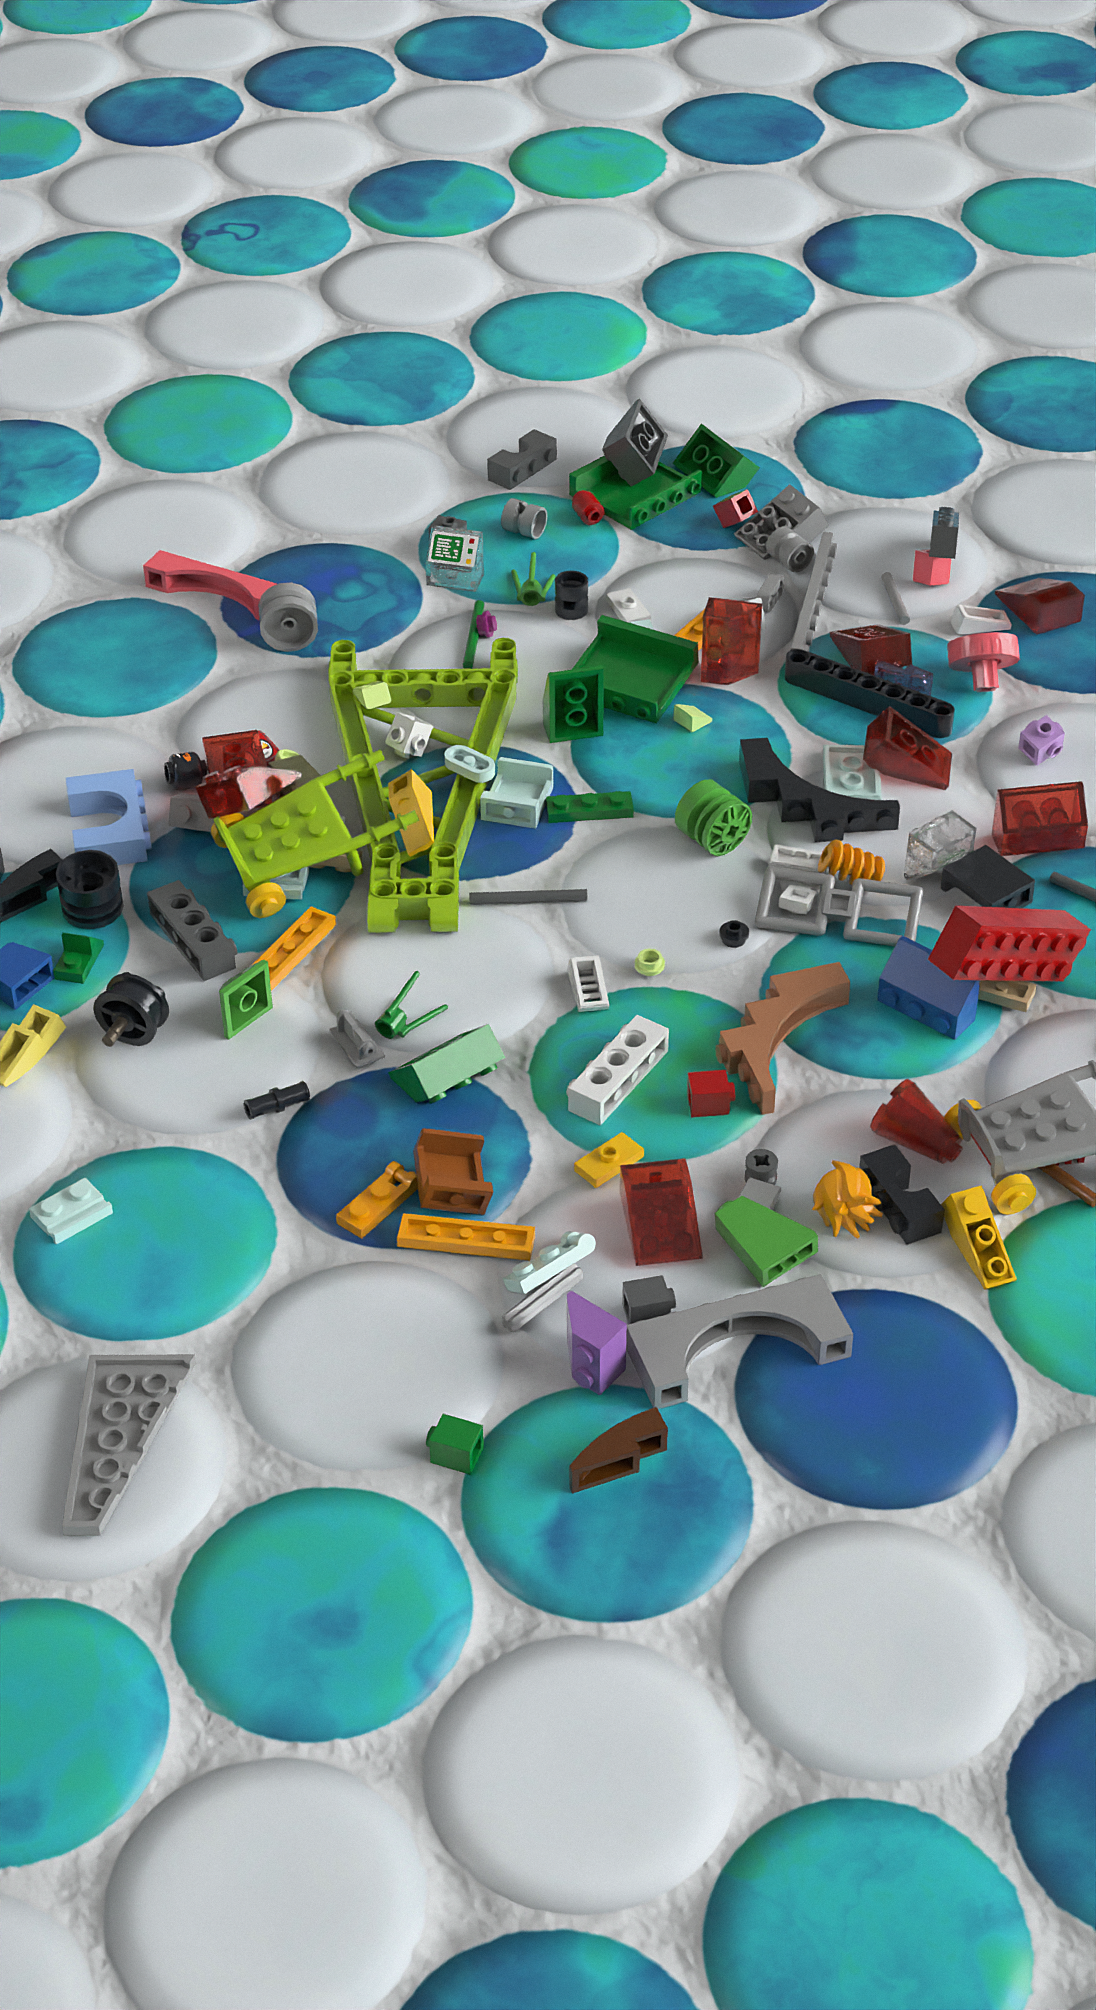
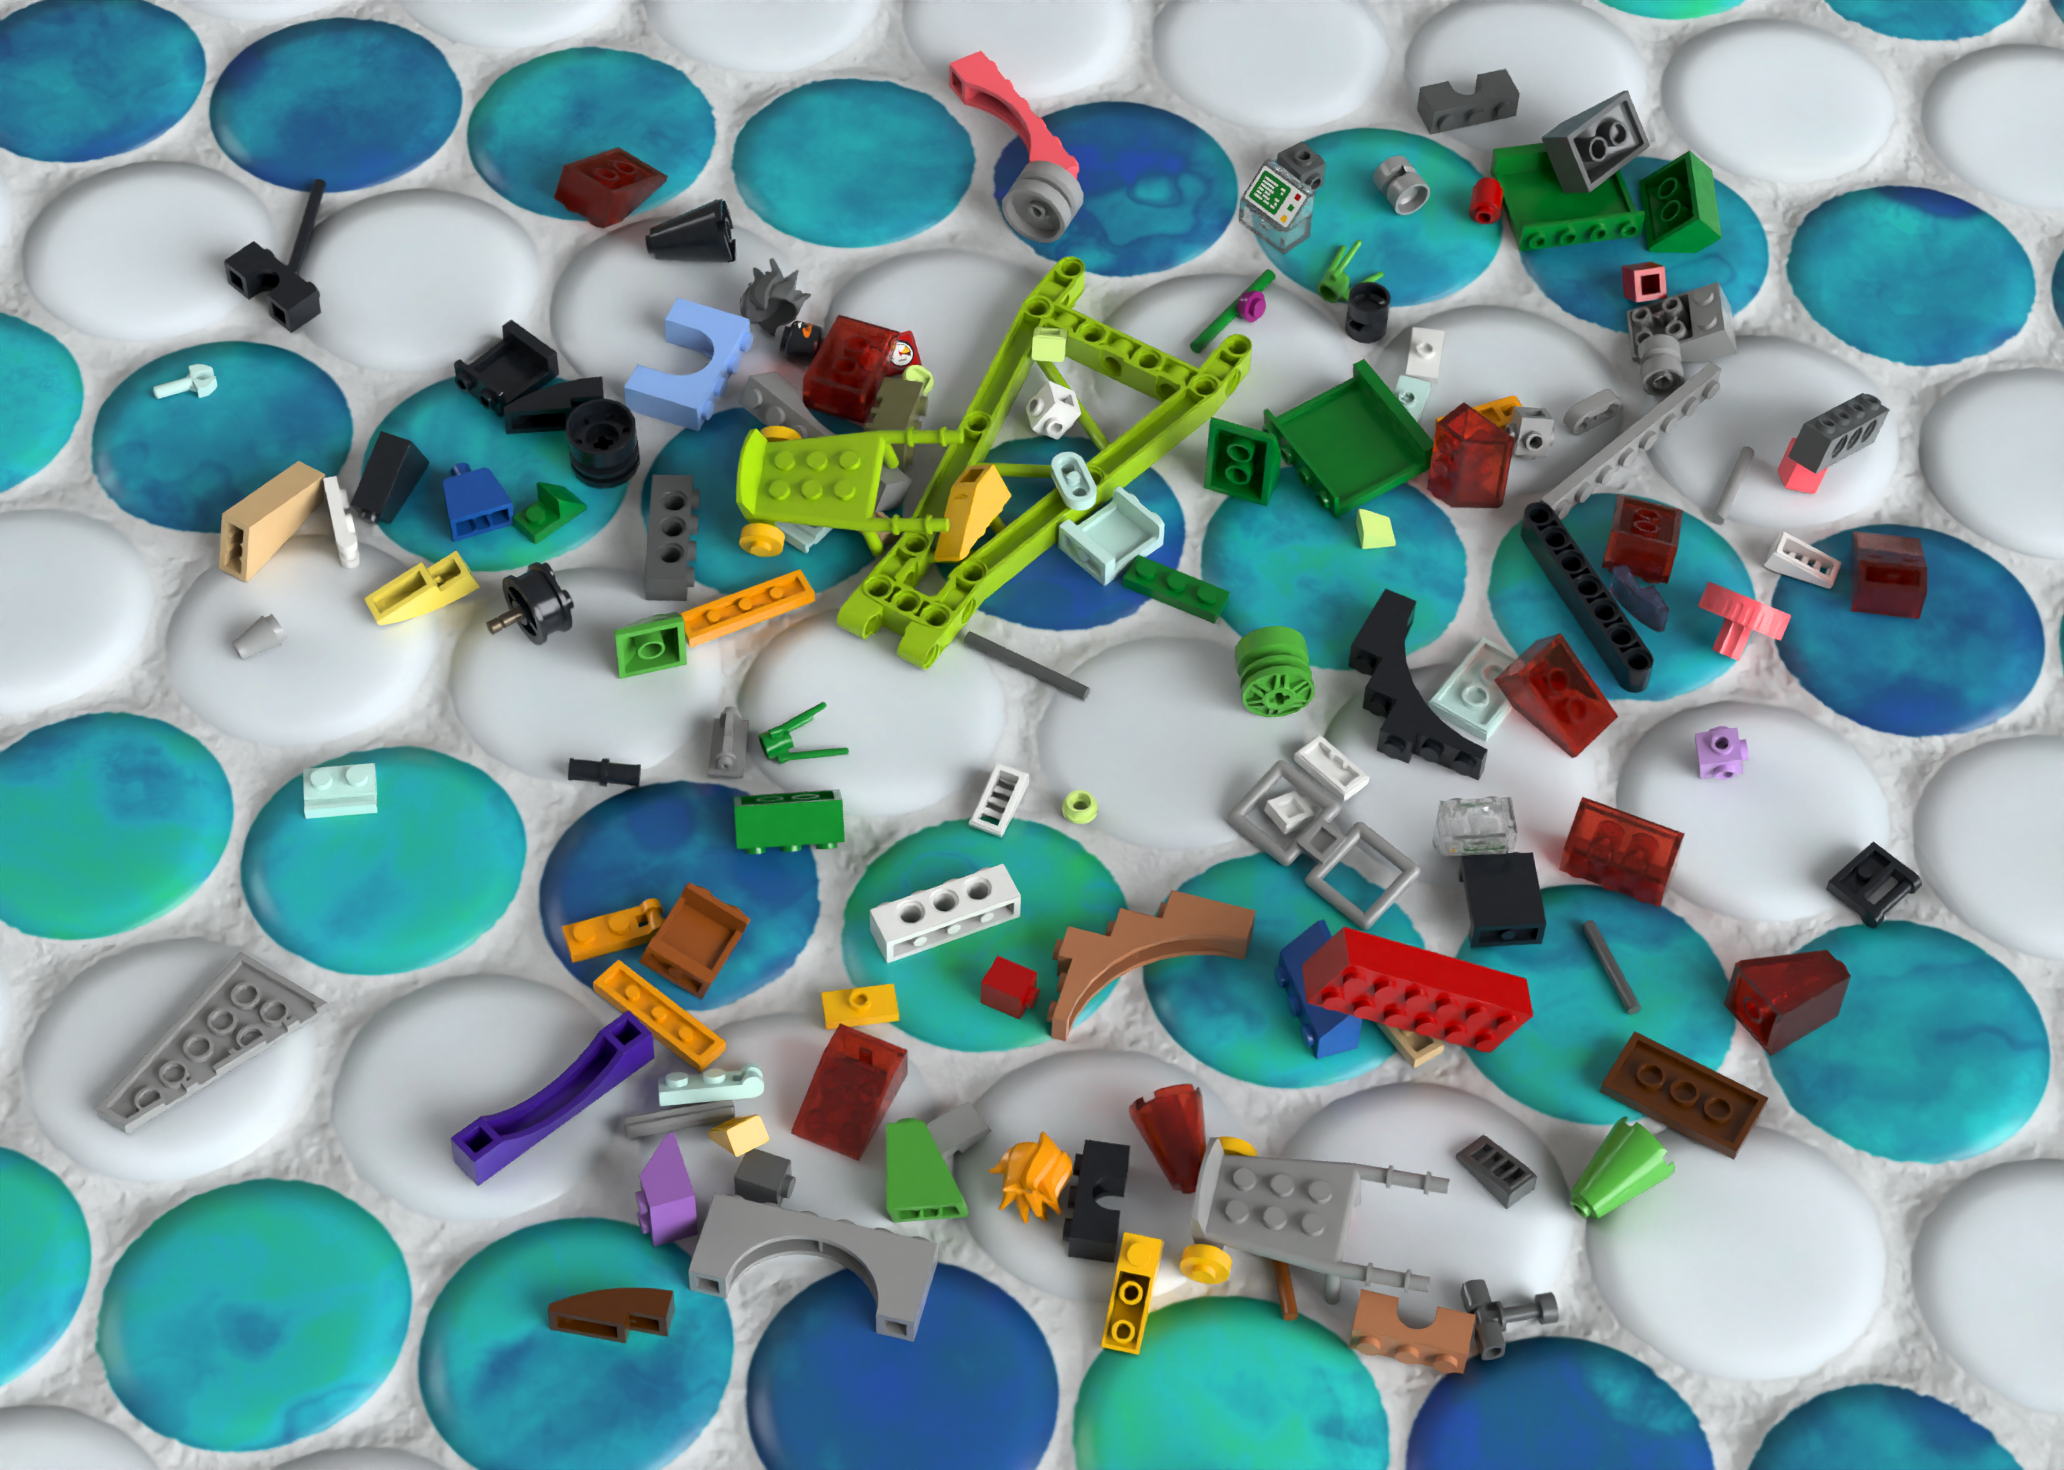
camera: 30 degrees right, 10 degrees up
(43, 737) = (695, 236): none -> black cone
(139, 751) = (772, 299): none -> dark grey hair
(241, 788) = (803, 407): clear red slope -> none
(425, 1368) = (502, 1137): none -> dark purple arch
(455, 1443) = (480, 1222): green brick -> none
(607, 1277) = (740, 1134): none -> yellow slope
(734, 933) = (1191, 824): black plate -> none
(761, 1165) = (991, 1108): dark grey wheel -> none
(850, 862) = (1371, 801): light orange piece -> none

